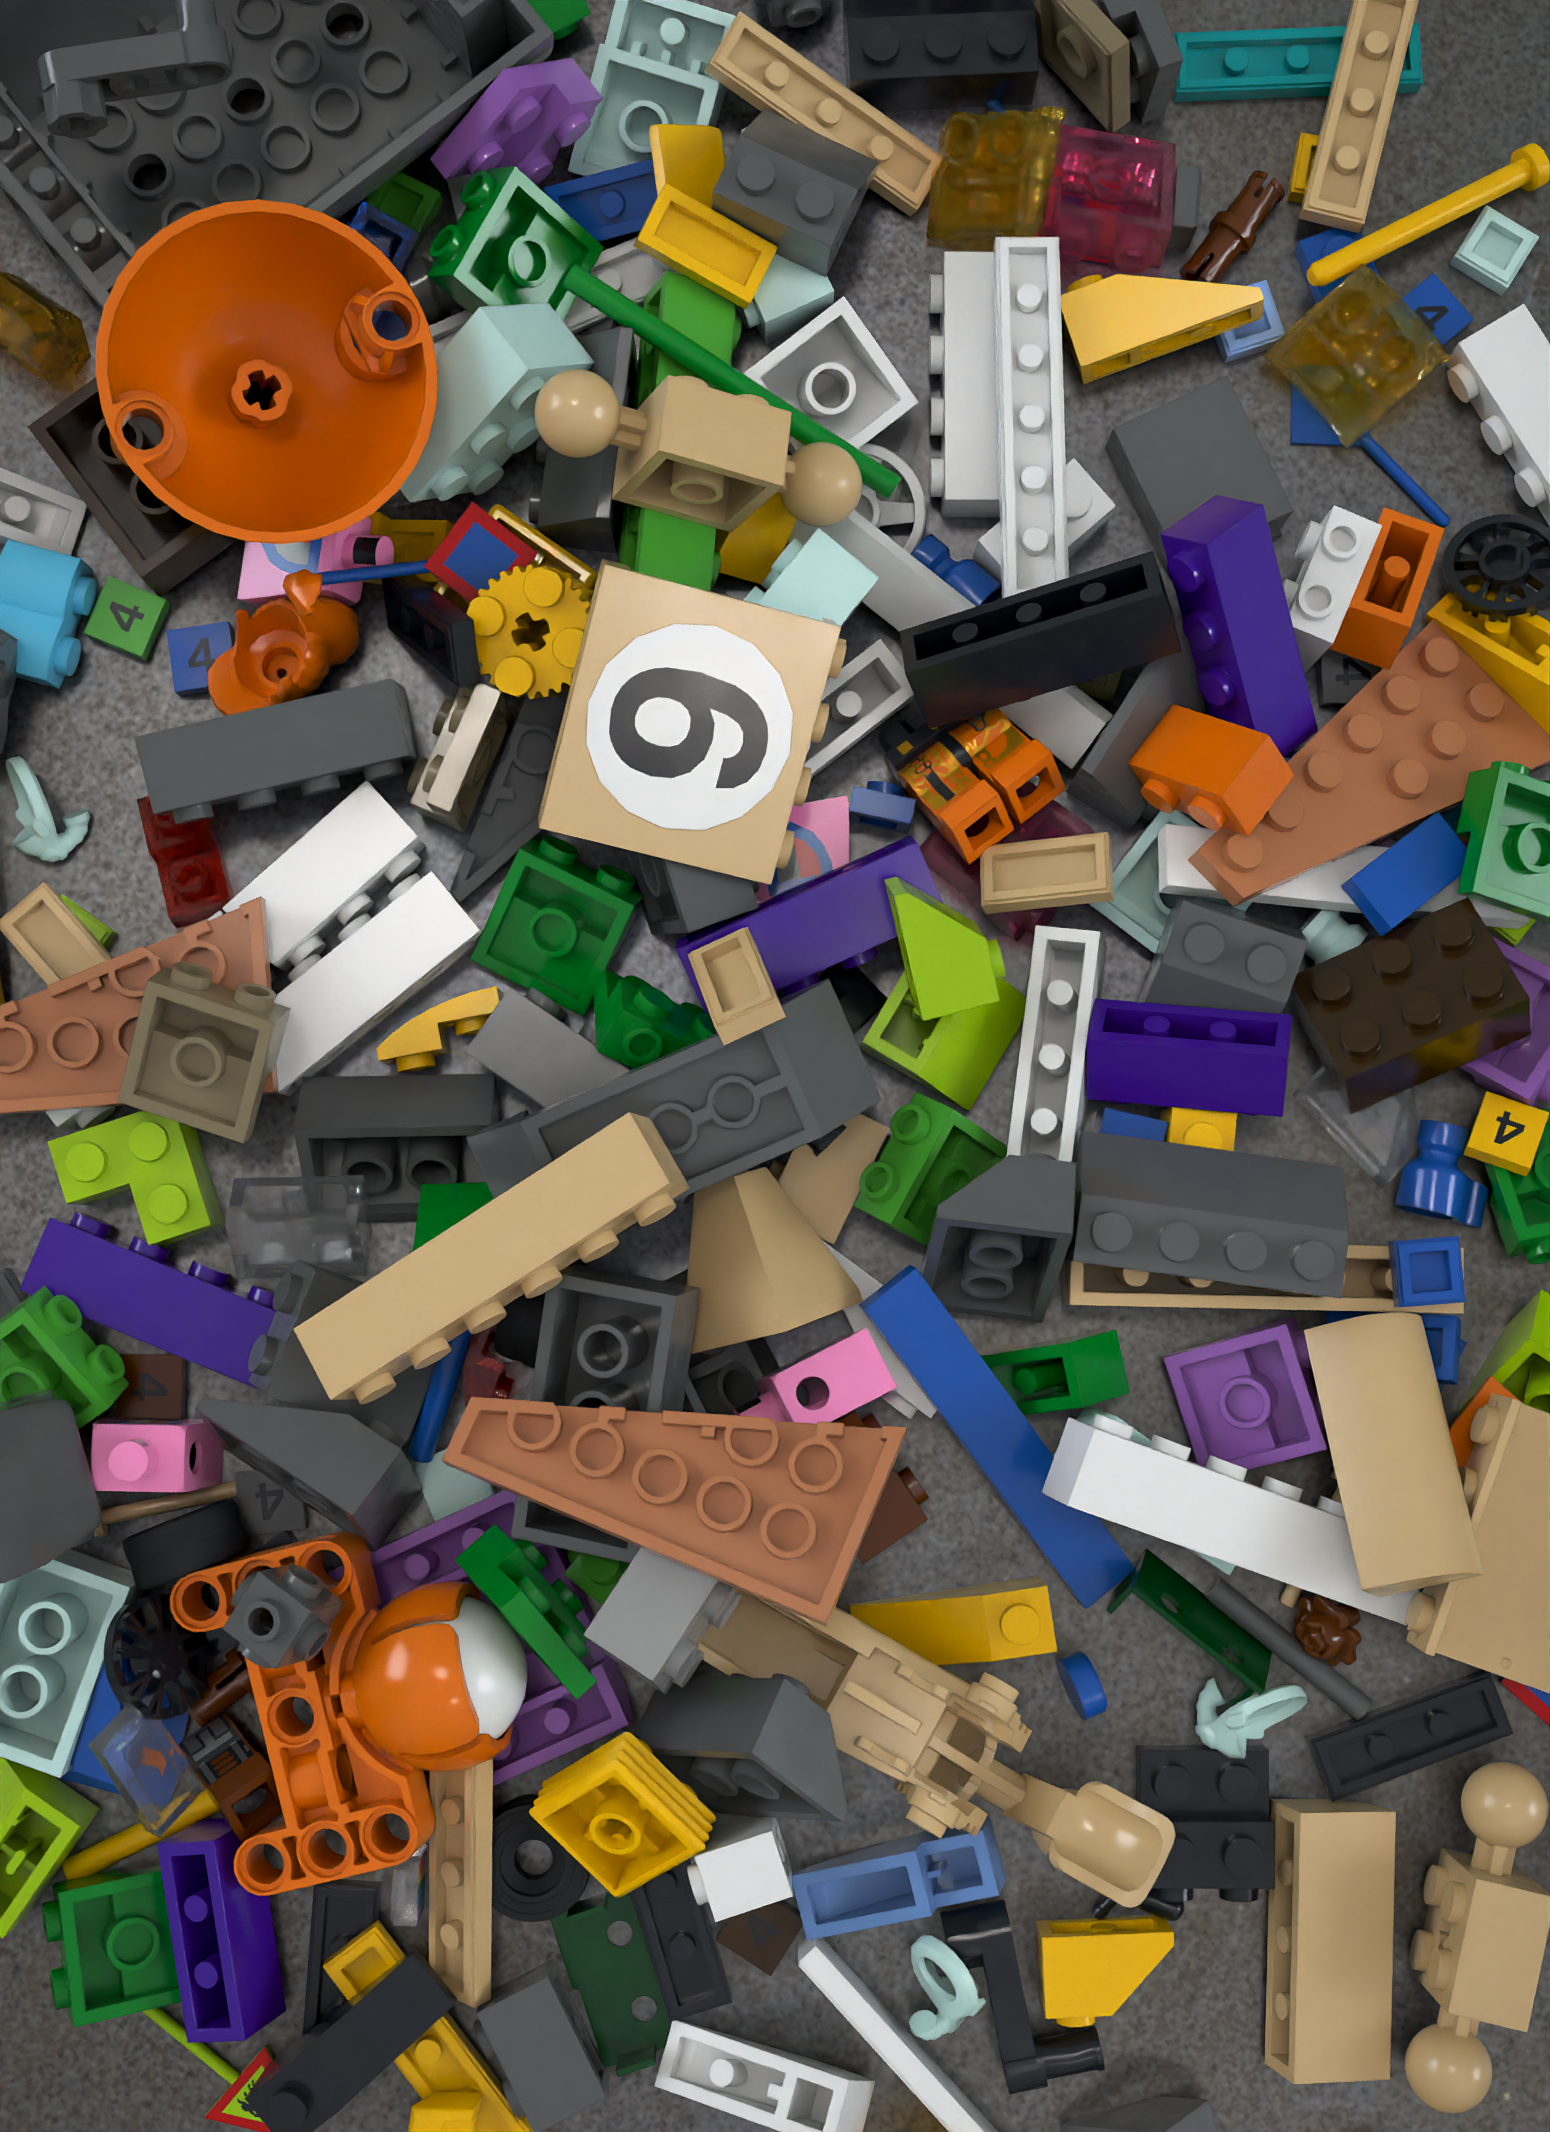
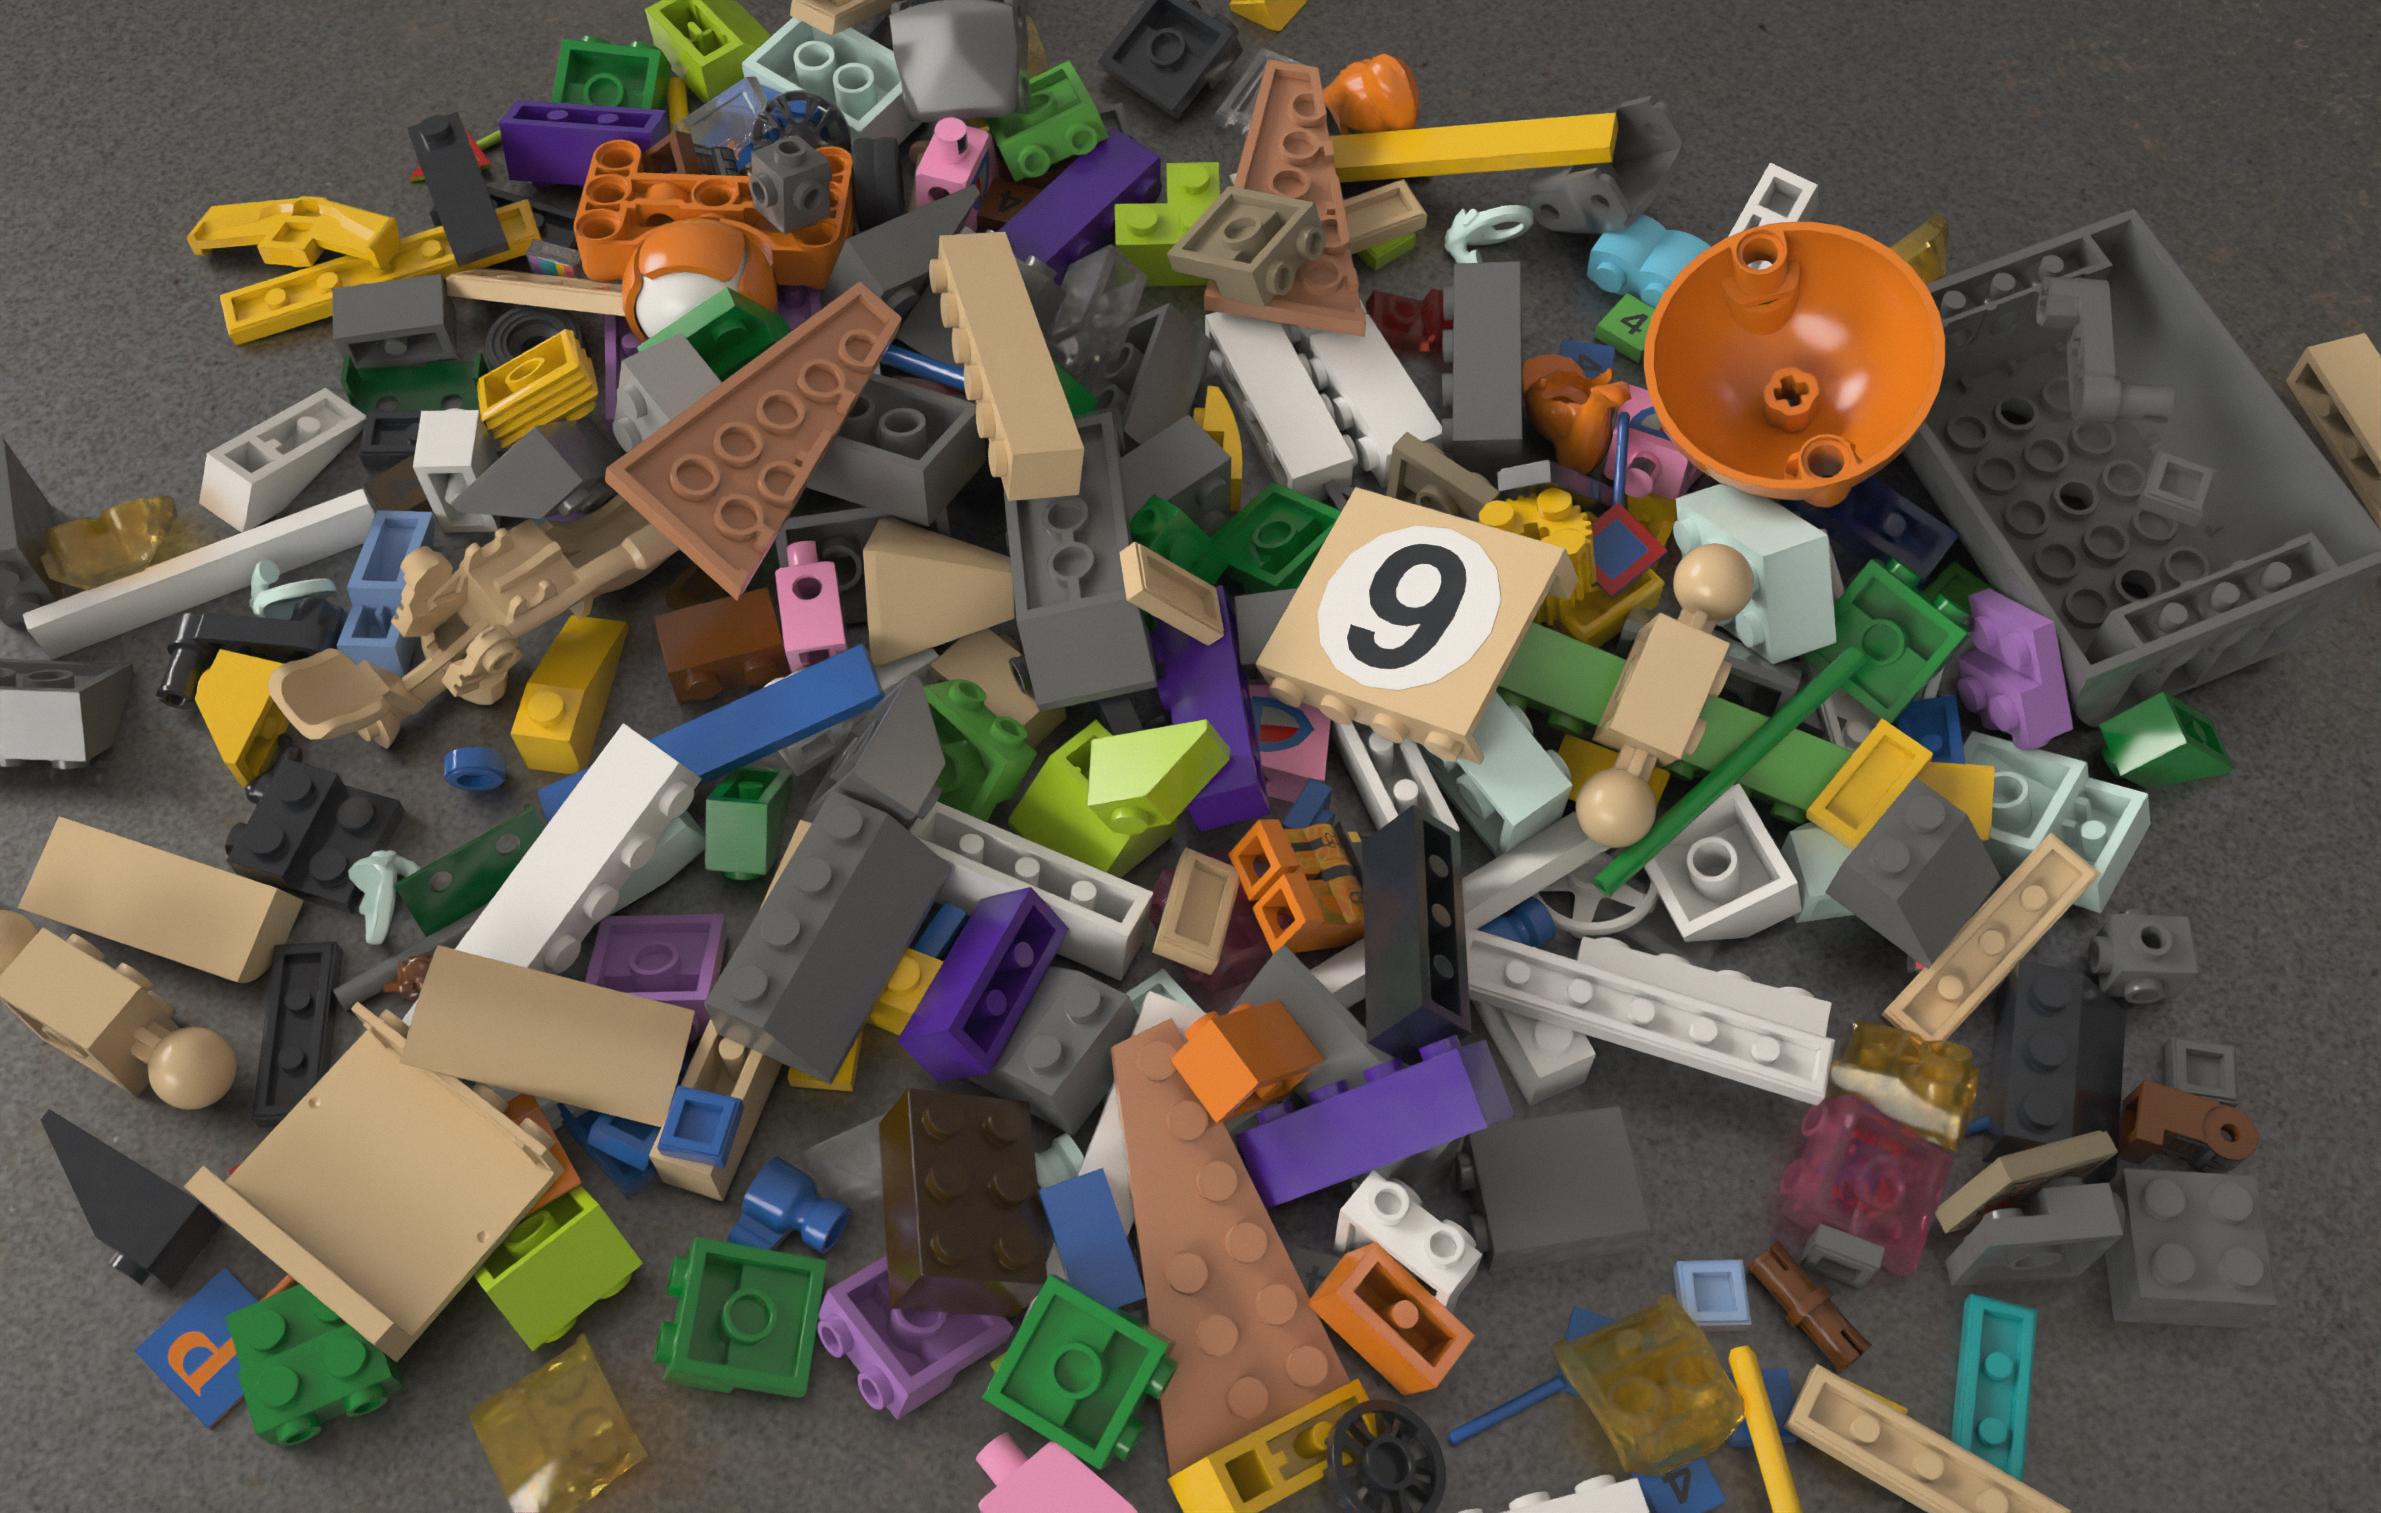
camera: 110 degrees right, 25 degrees down
(1140, 318) = (1727, 1157): yellow slope -> none
(1506, 1133) = (804, 1271): yellow tile -> none

